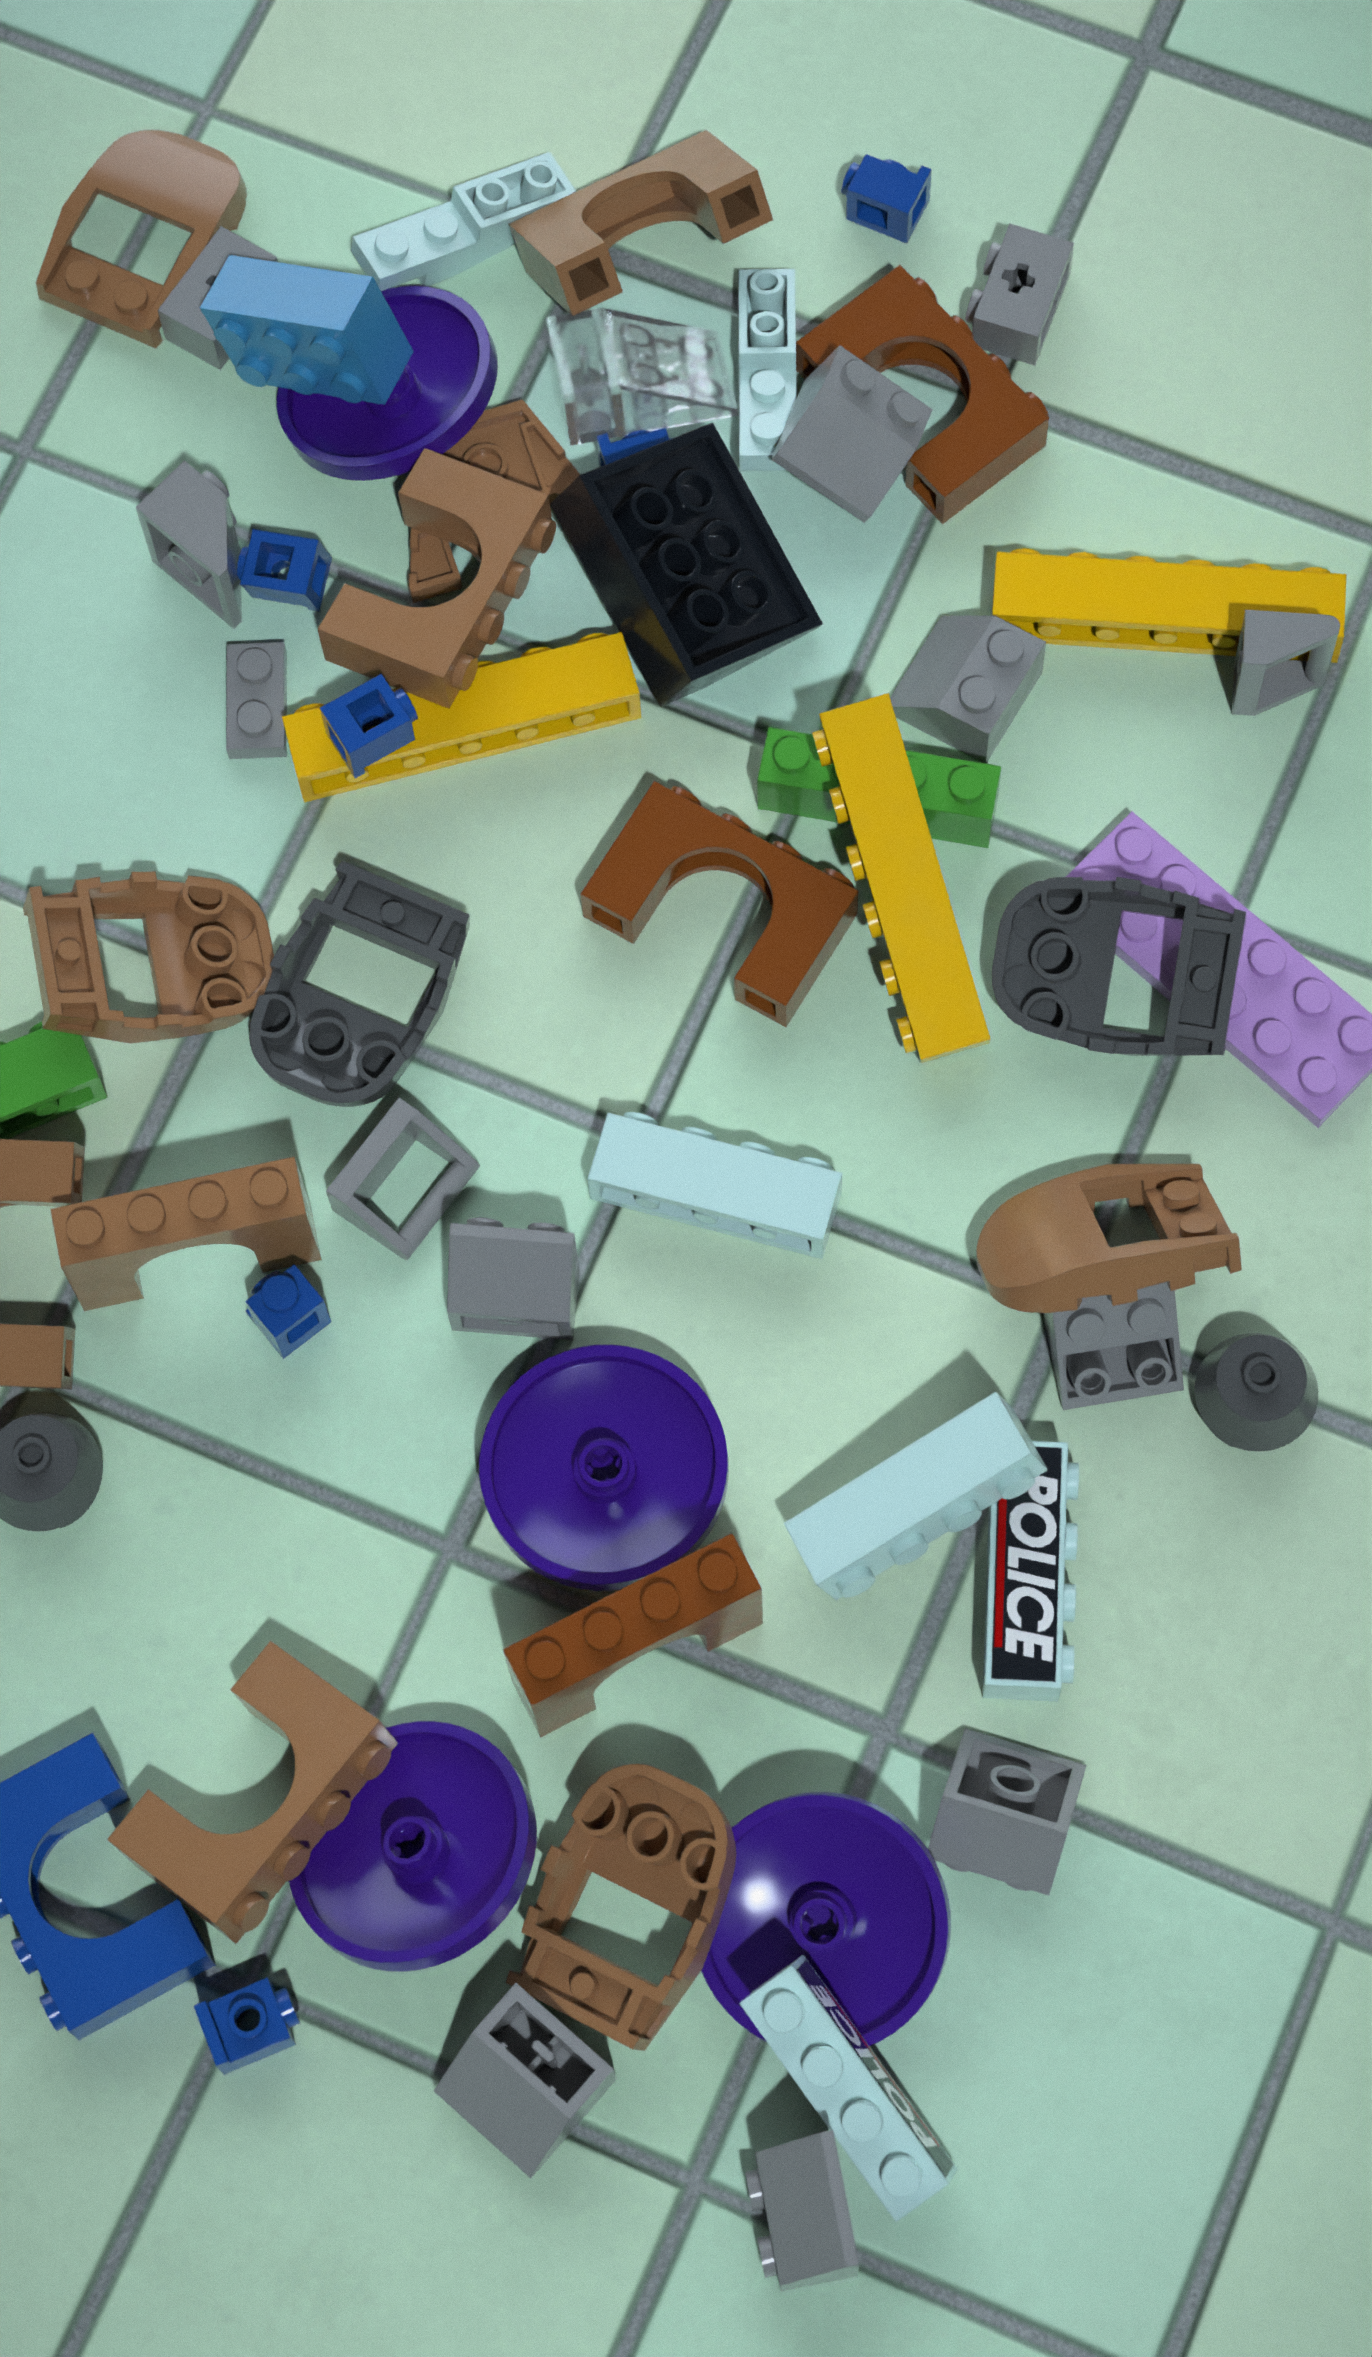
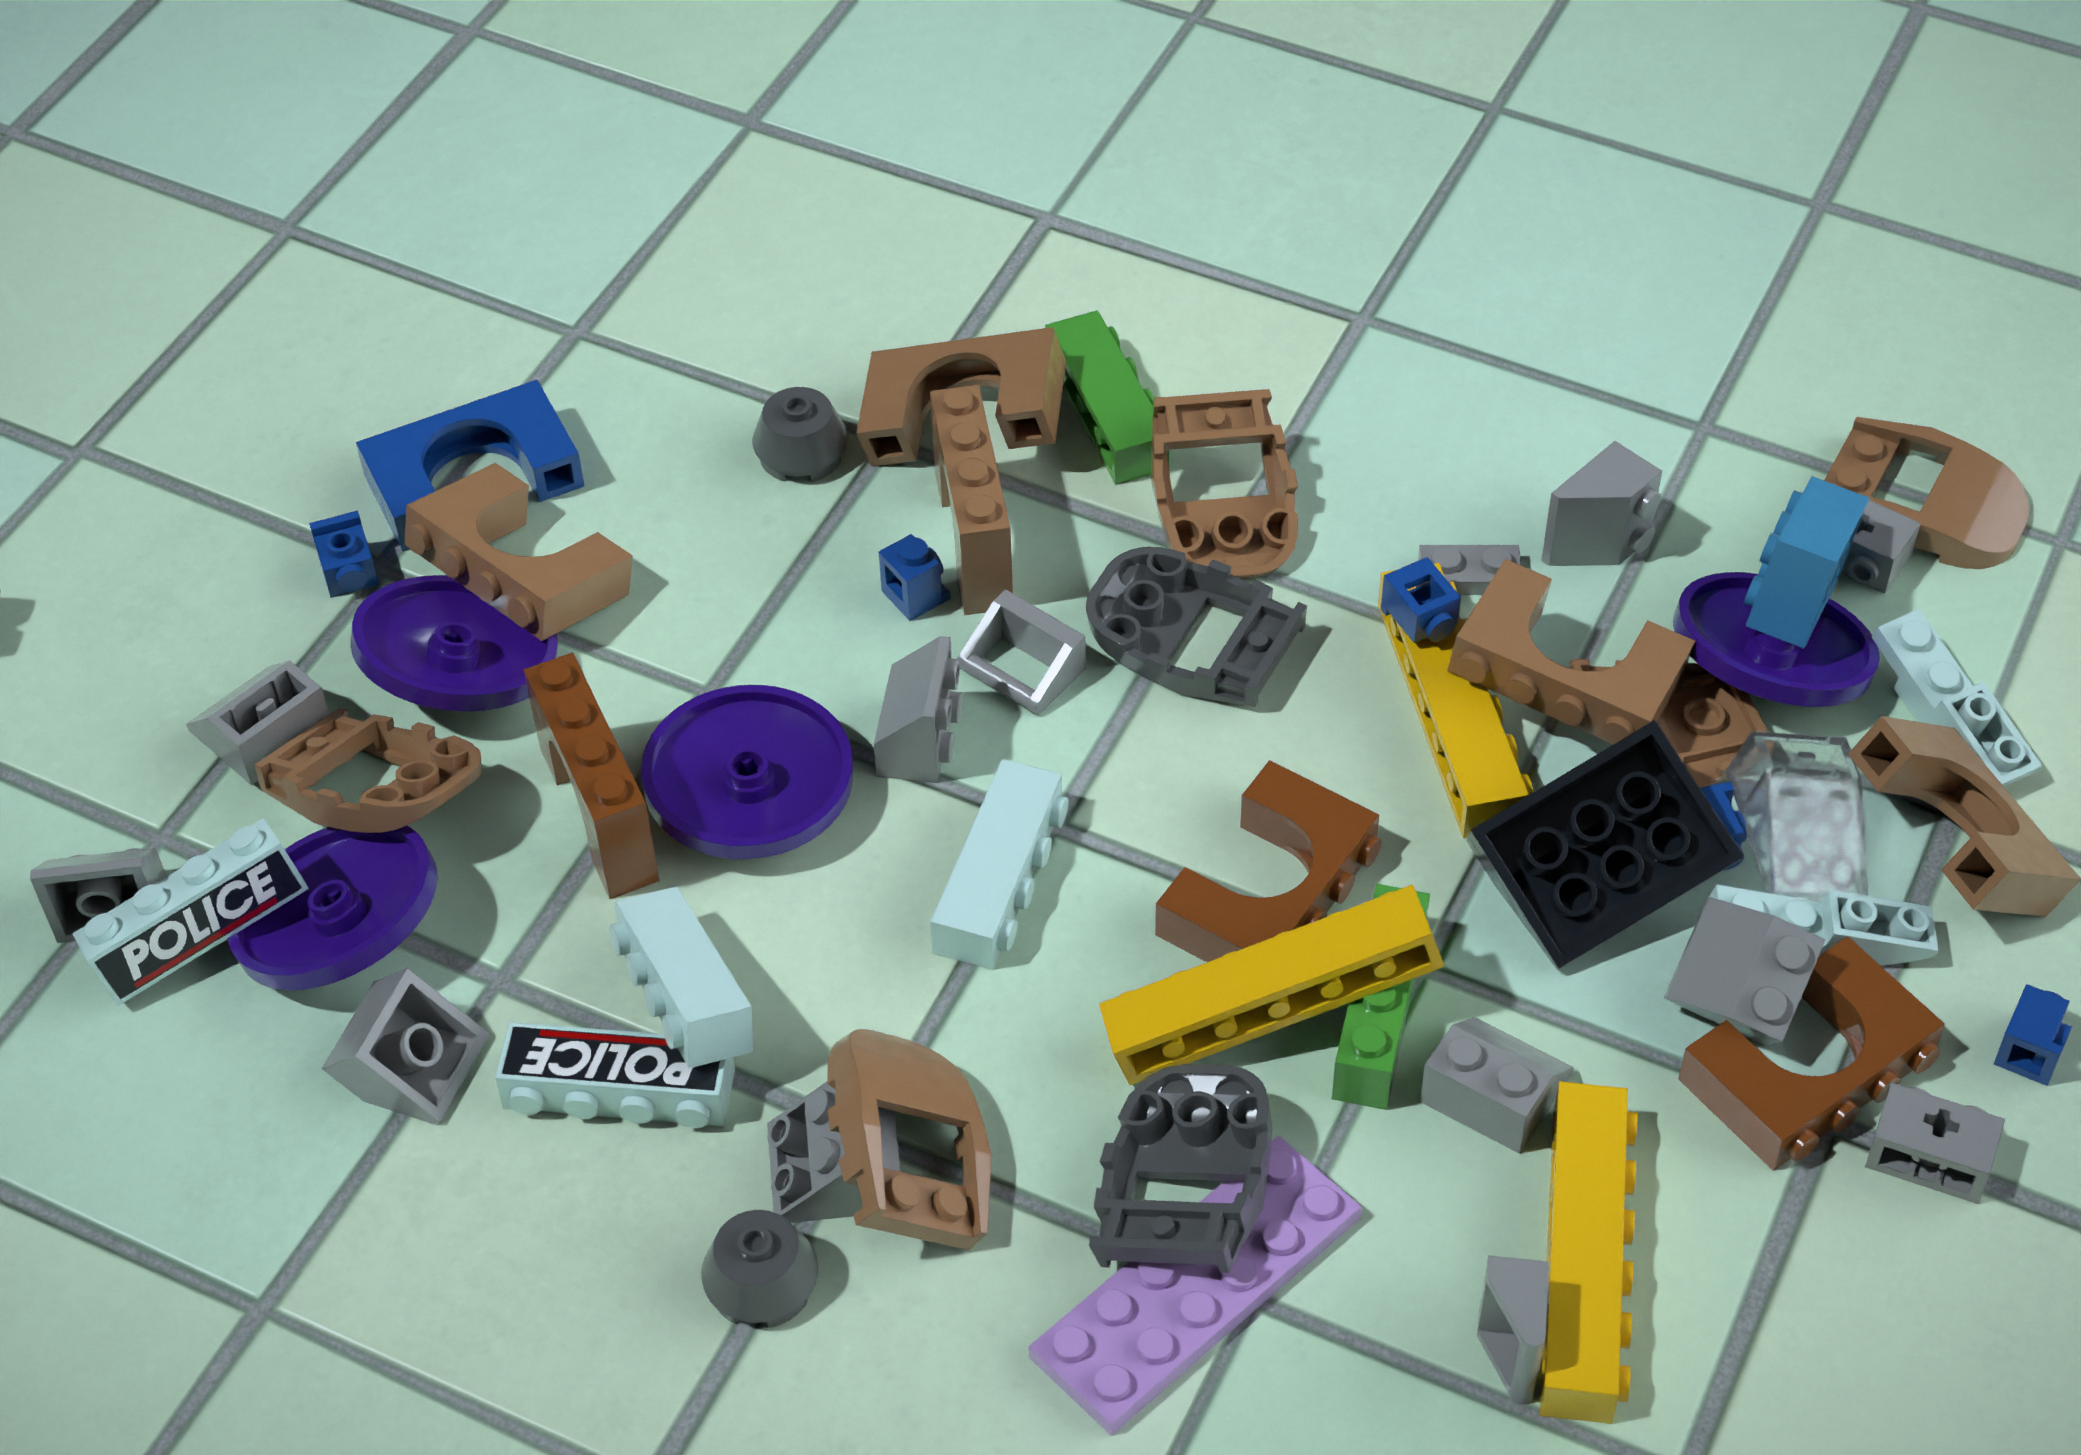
camera: 90 degrees right, 20 degrees down
(271, 553) = (1588, 579): blue brick -> none

